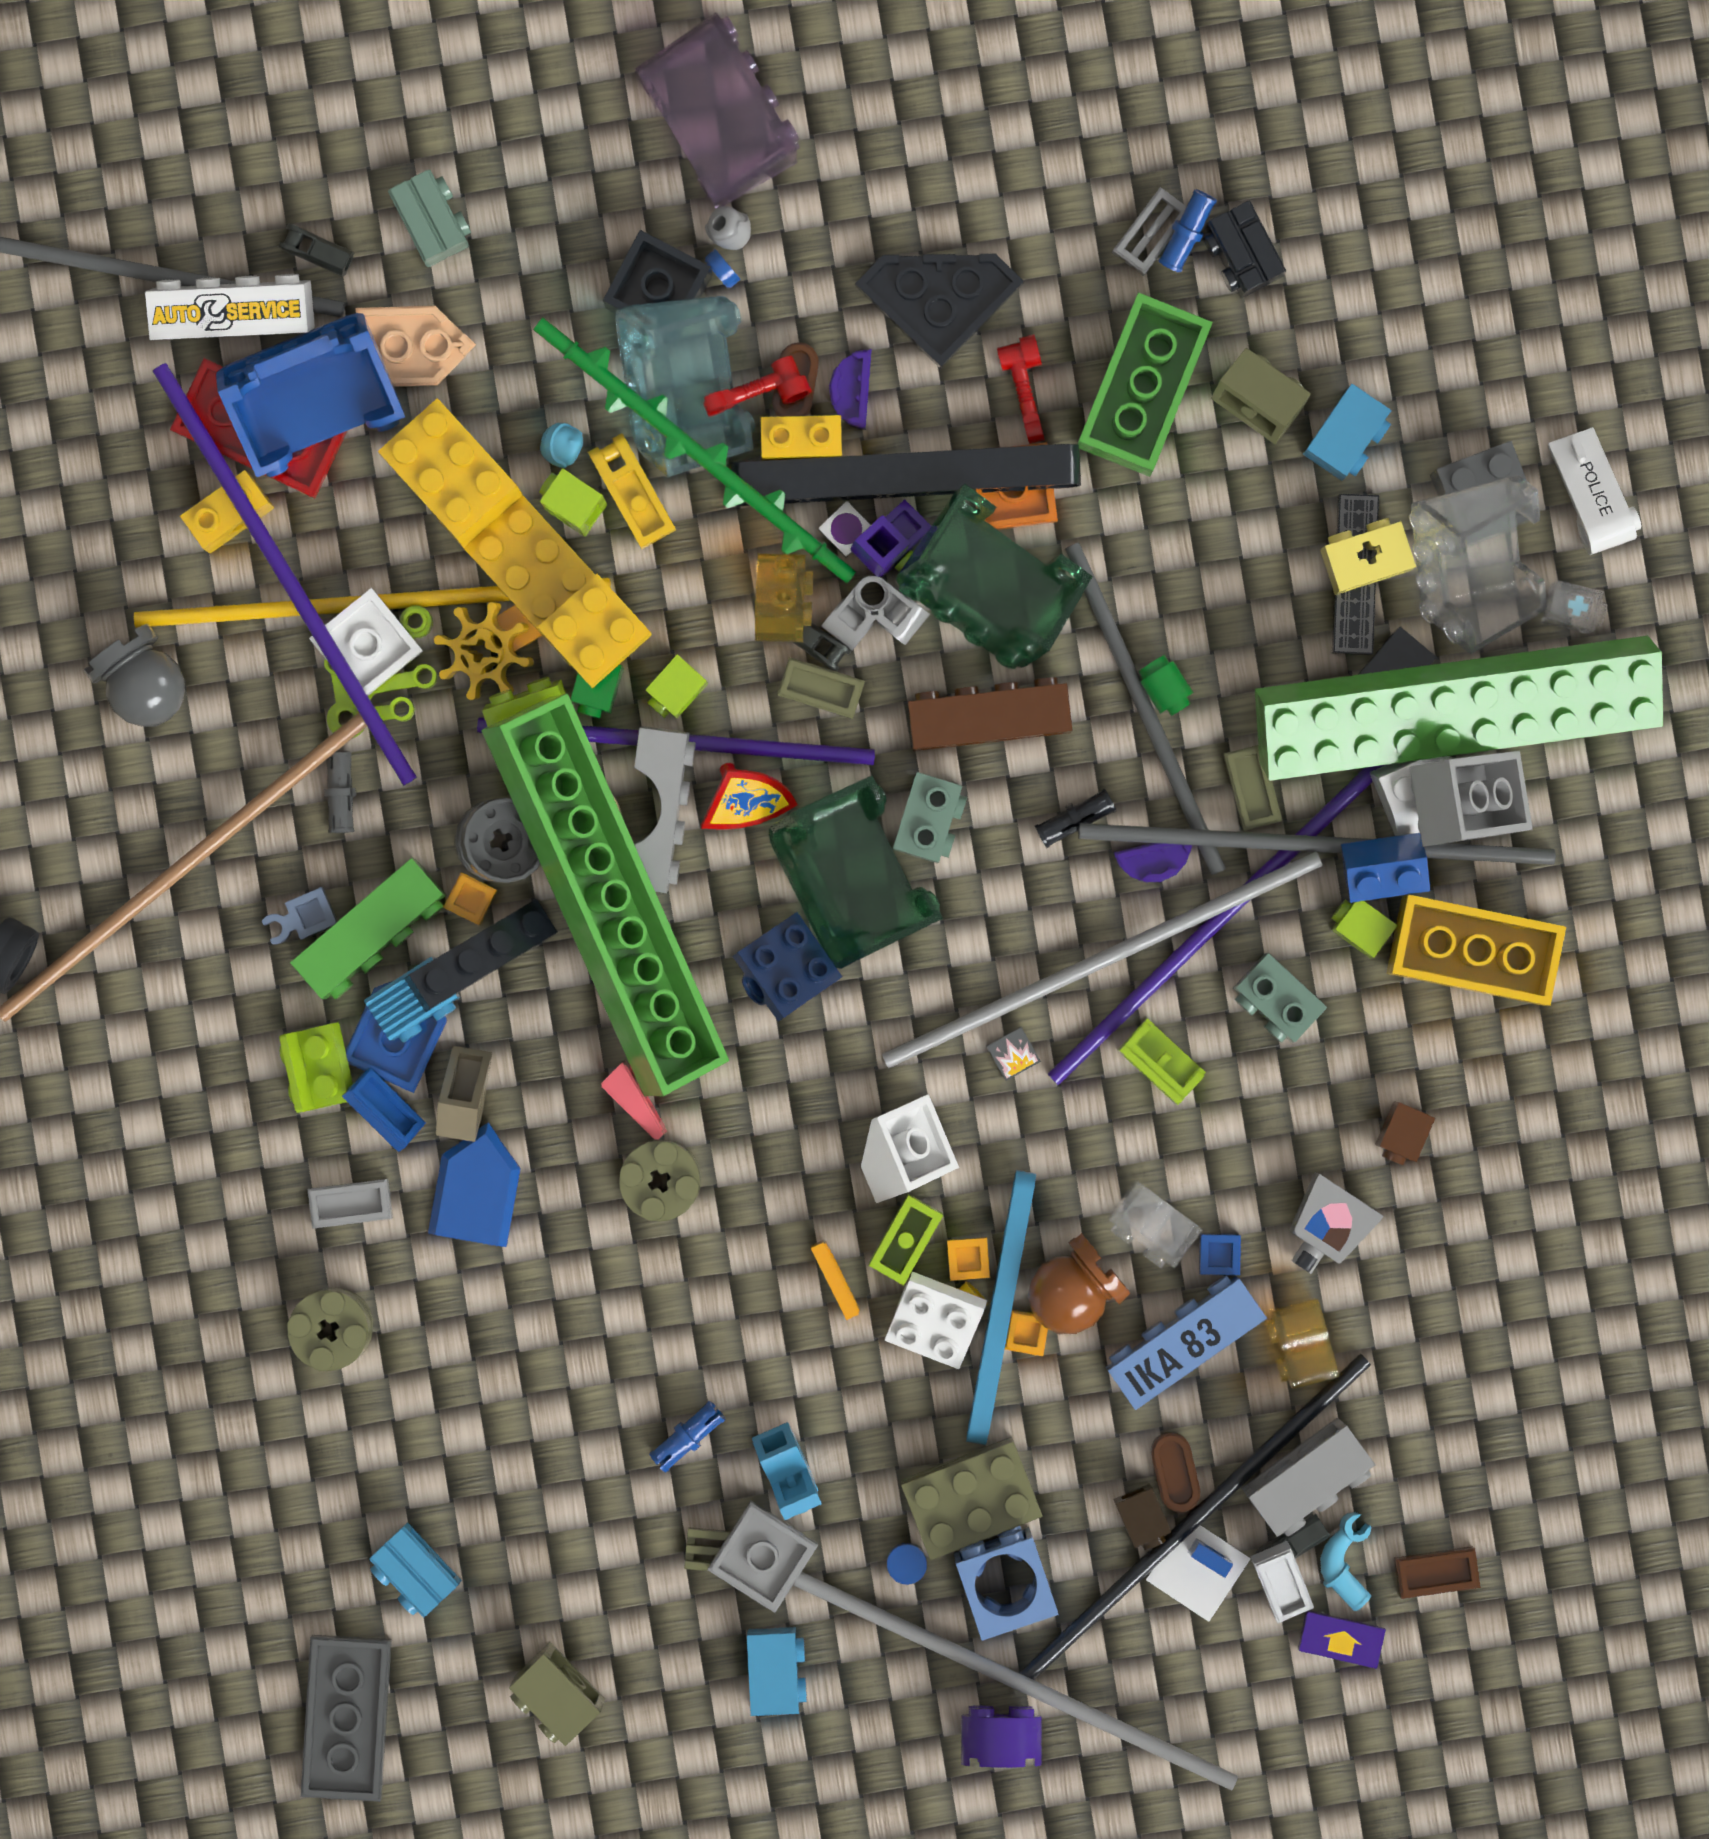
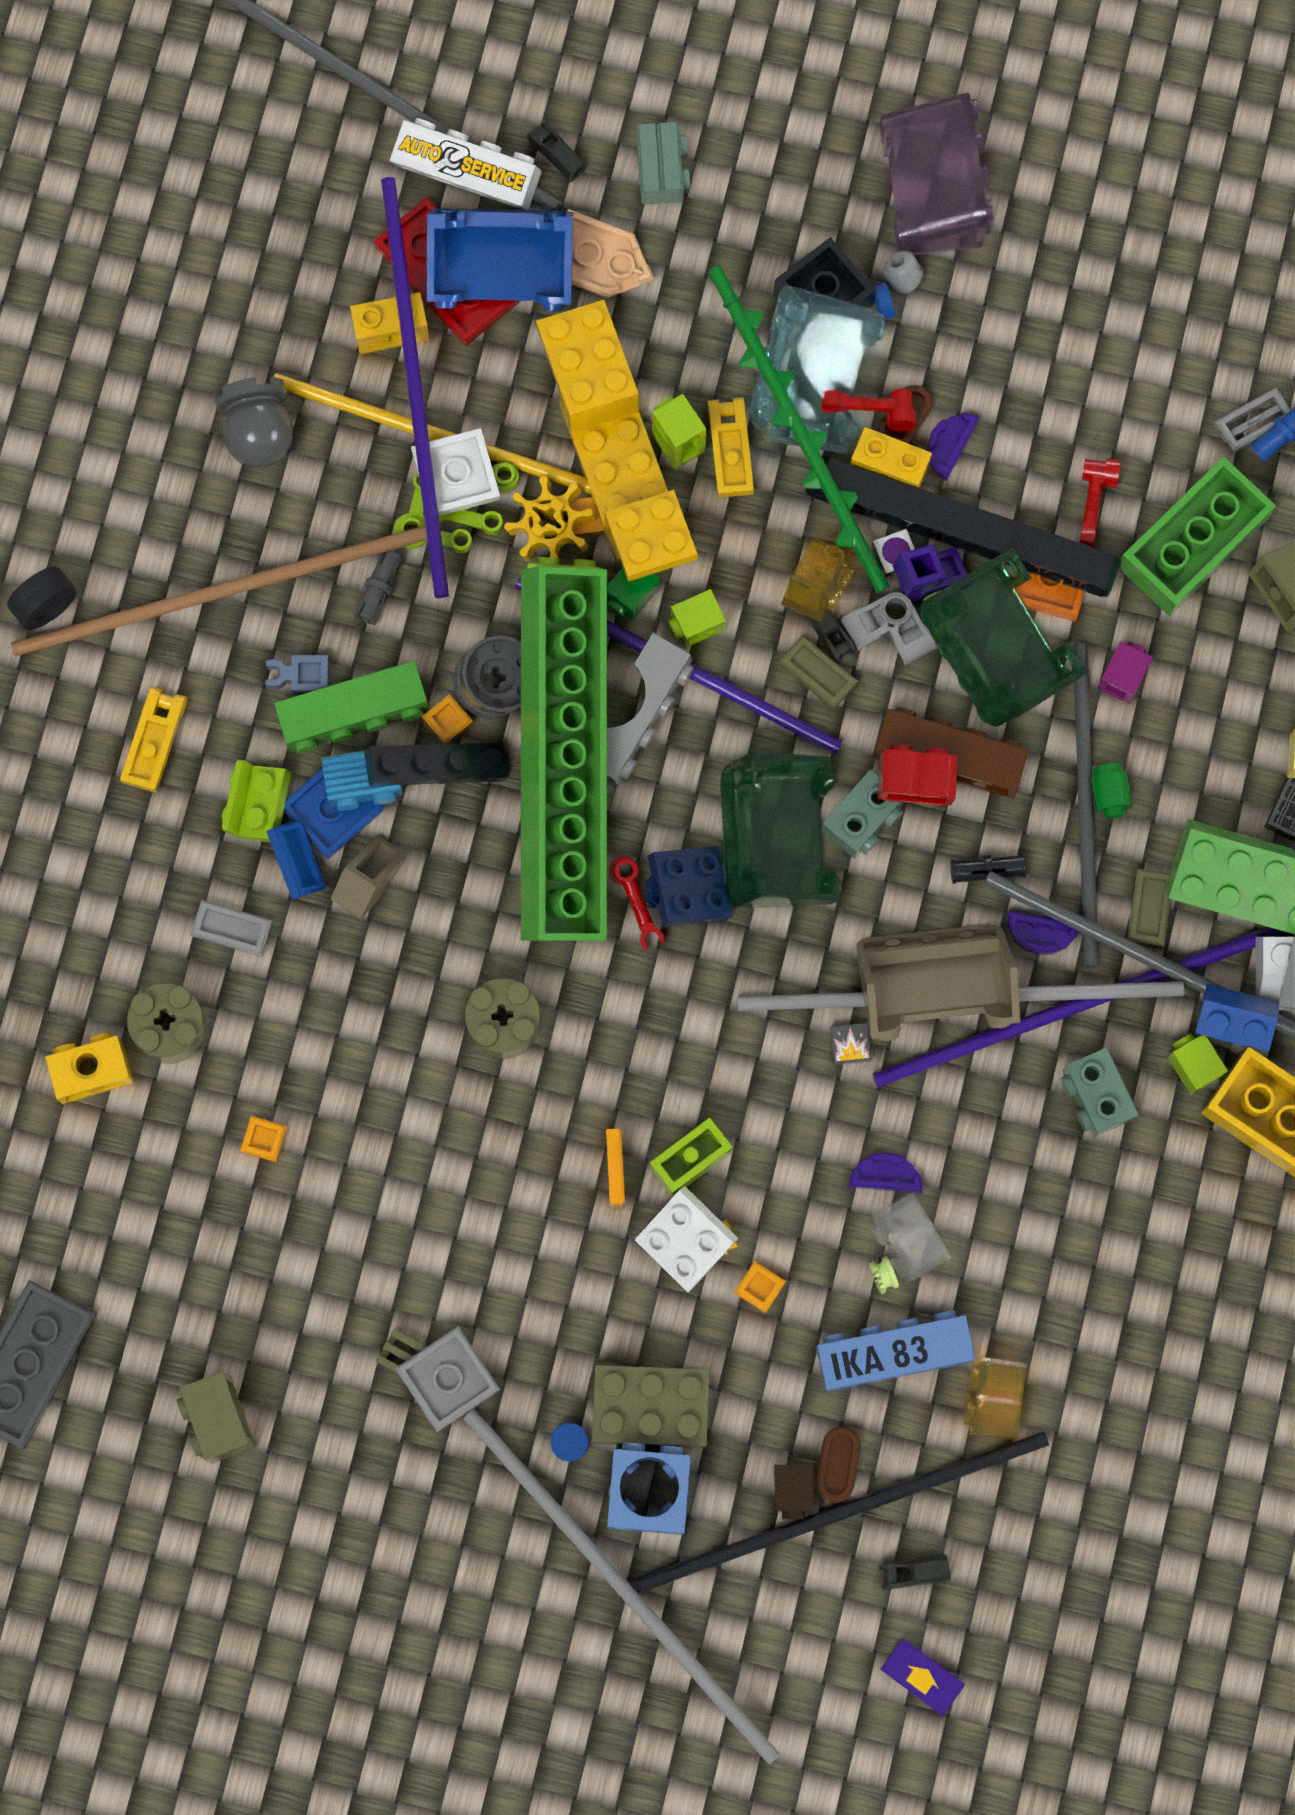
camera: 20 degrees right, 10 degrees down
(185, 1048) = (153, 740): none -> yellow plate
(297, 1398) = (111, 1073): none -> yellow brick
(413, 1571) = (142, 1260): dark azure brick -> none
(476, 1191) = (342, 963): blue tile -> none
(477, 1398) = (263, 1139): none -> light orange tile
(561, 444) = (689, 381): medium azure piece -> none
(627, 1093) = (507, 929): coral slope -> none
(687, 1436) = (428, 1248): blue pin -> none
(734, 996) = (636, 900): none -> red brick
(746, 800) = (715, 733): shield -> none
(774, 1671) = (413, 1484): dark azure brick -> none
(787, 1471) = (501, 1312): dark azure brick -> none
(906, 1150) = (723, 1083): white slope -> none
(939, 296) = (1054, 398): black plate -> none
(968, 762) = (917, 776): none -> red brick
(968, 1258) = (737, 1200): light orange plate -> none
(1001, 1307) = (746, 1254): dark azure beam -> none
(1001, 1738) = (586, 1627): dark purple brick -> none
(1071, 953) = (938, 977): none -> dark tan windscreen
(1073, 1290) = (816, 1262): dark orange tile -> none
(1101, 1167) = (886, 1173): none -> dark purple tile
(1129, 555) = (1125, 671): none -> magenta brick
(1143, 1269) = (884, 1274): none -> yellowish green bush
(1162, 1061) = (974, 1104): lime hinge -> none
(1193, 1582) = (822, 1563): white sticker -> none
(1210, 1558) = (837, 1551): blue tile -> none
(1219, 1254) = (956, 1291): blue tile -> none
(1282, 1582) = (891, 1600): tile -> none
(1309, 1478) = (954, 1516): light grey brick -> none
(1330, 1223) = (1064, 1304): light grey torso -> none
(1336, 1571) = (943, 1612): medium azure piece -> none
(1404, 1133) = (1160, 1254): reddish brown brick -> none
(1437, 1572) = (1031, 1655): reddish brown tile -> none

